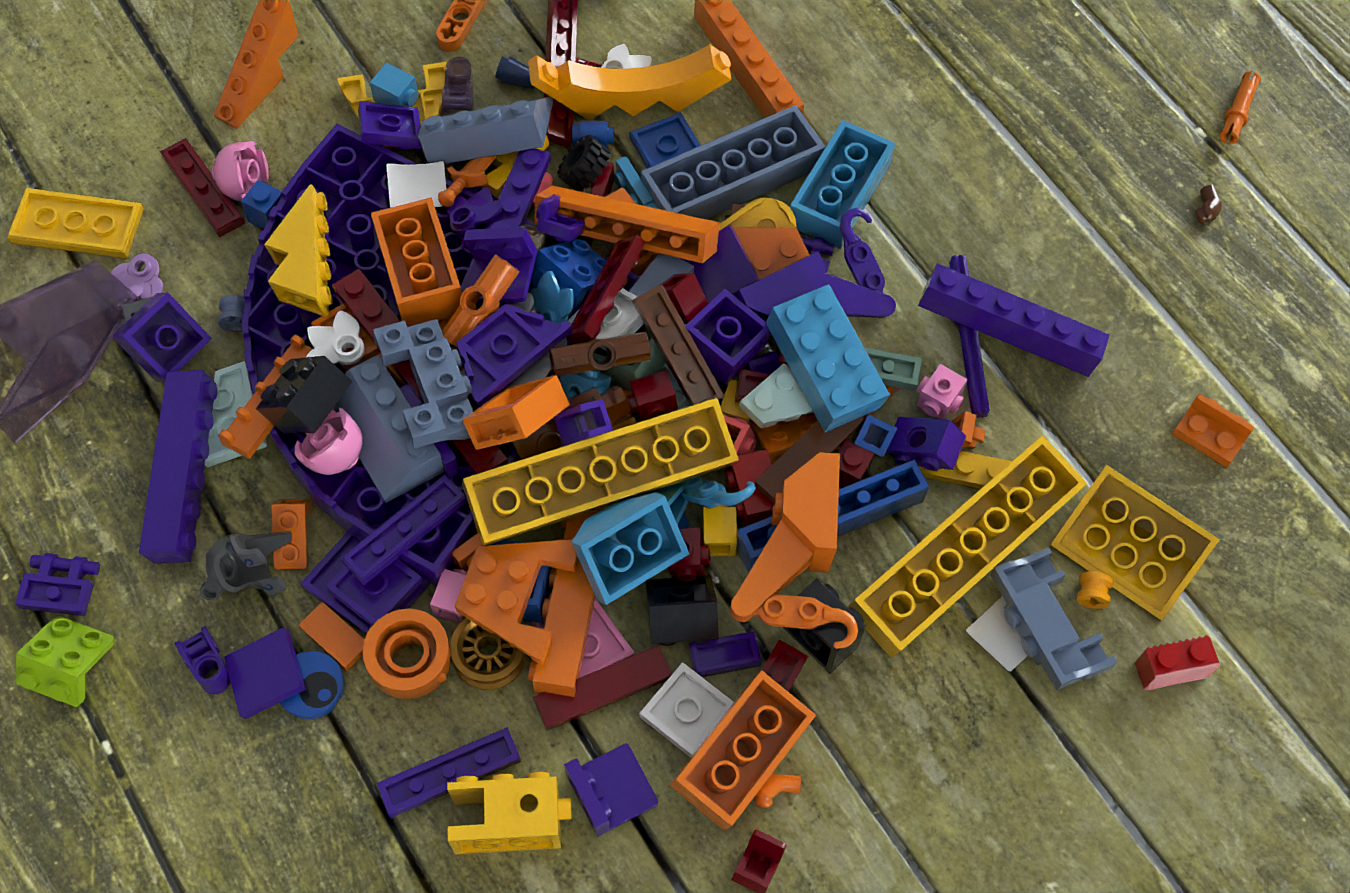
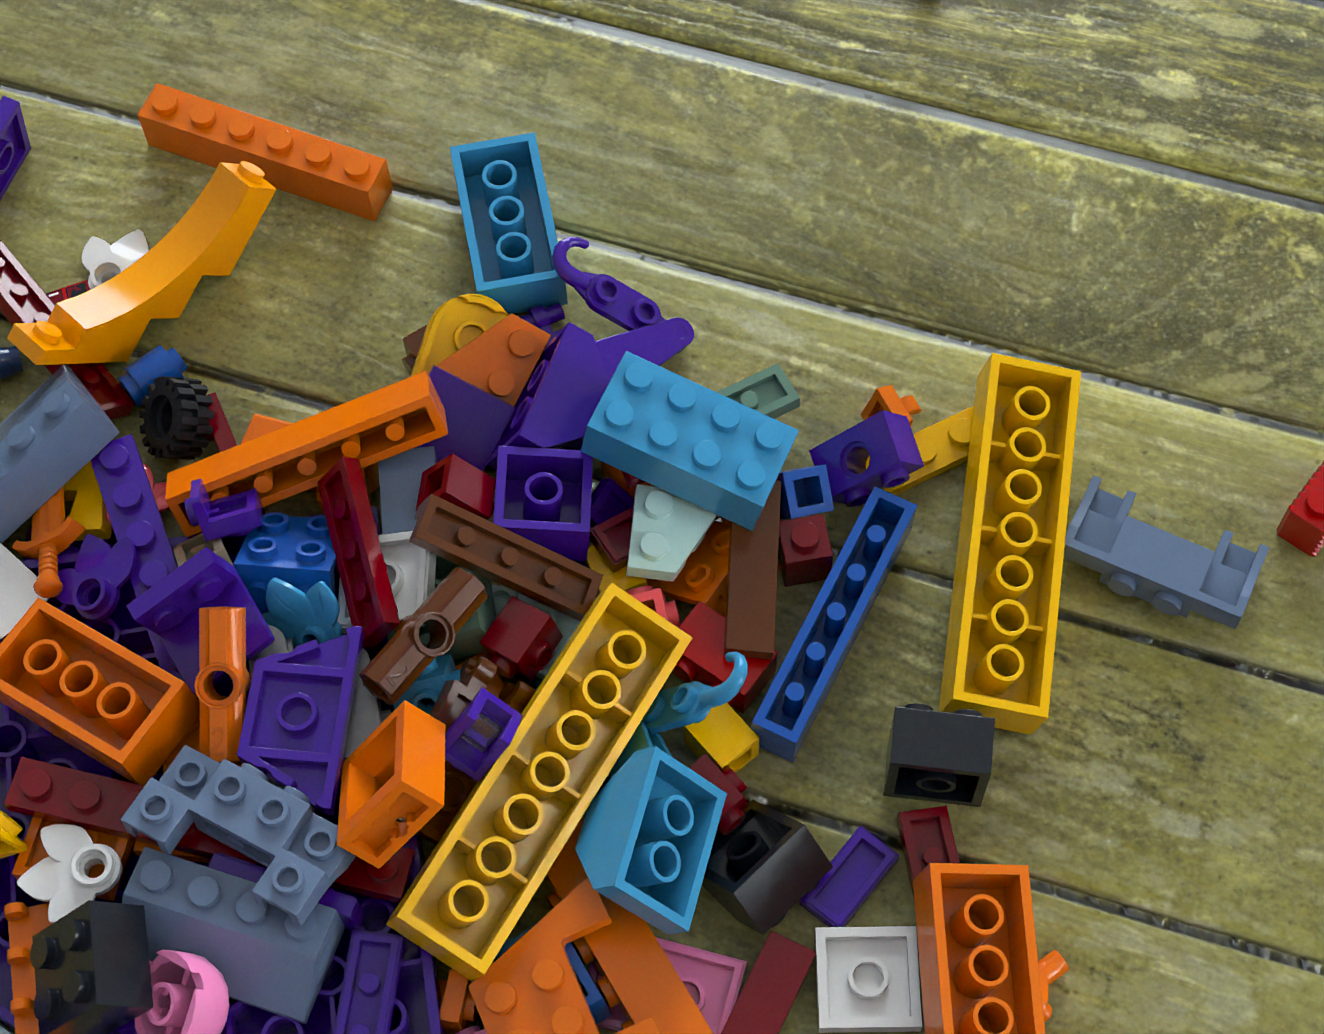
camera: 35 degrees left, 0 degrees up
(627, 178) = (246, 398): dark azure hinge -> none
(663, 140) = (255, 325): blue tile -> none
(736, 166) = (364, 295): sand blue brick -> none
(802, 540) = (844, 667): orange slope -> none
(941, 392) = (829, 387): bright pink brick -> none
(972, 355) = (798, 300): dark purple axle -> none
(998, 636) = (1118, 617): white sticker -> none
(1014, 320) = (836, 245): dark purple brick -> none
(1094, 590) = (1175, 486): light orange wheel -> none
(1135, 541) = (1171, 400): yellow slope -> none
(1213, 430) = (1140, 215): orange bracket -> none

